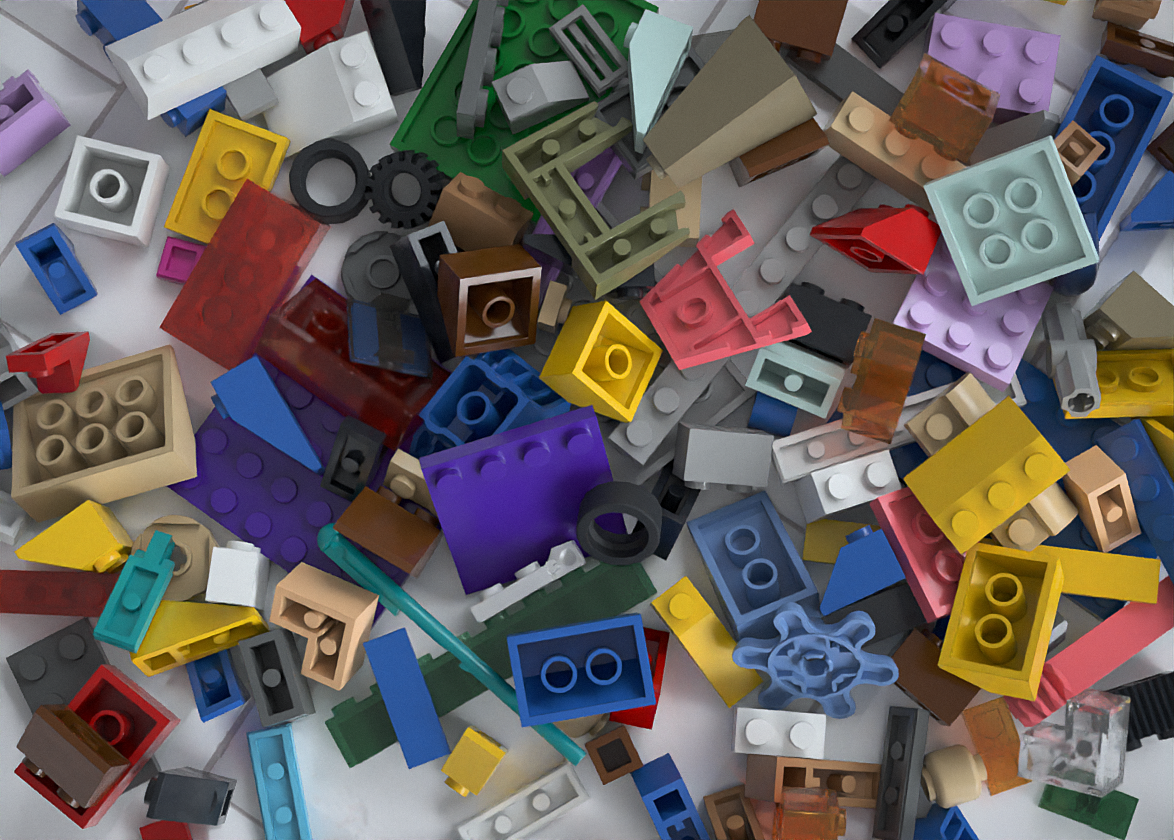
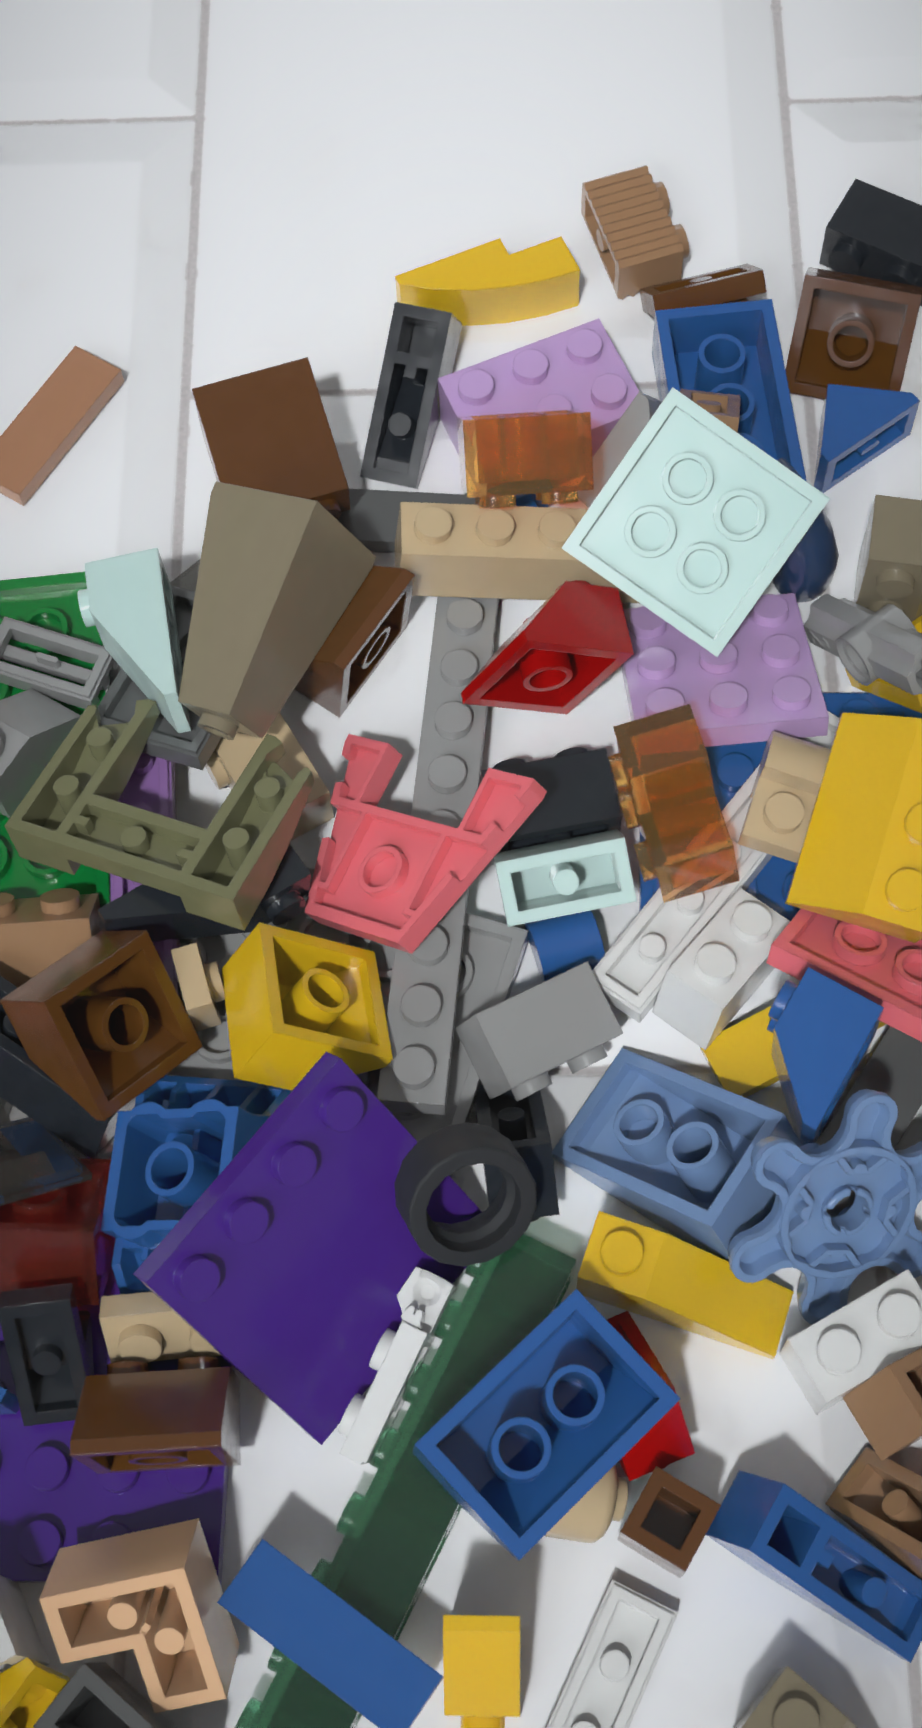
camera: 30 degrees left, 15 degrees down
(398, 600) = (226, 1509): teal bar -> none

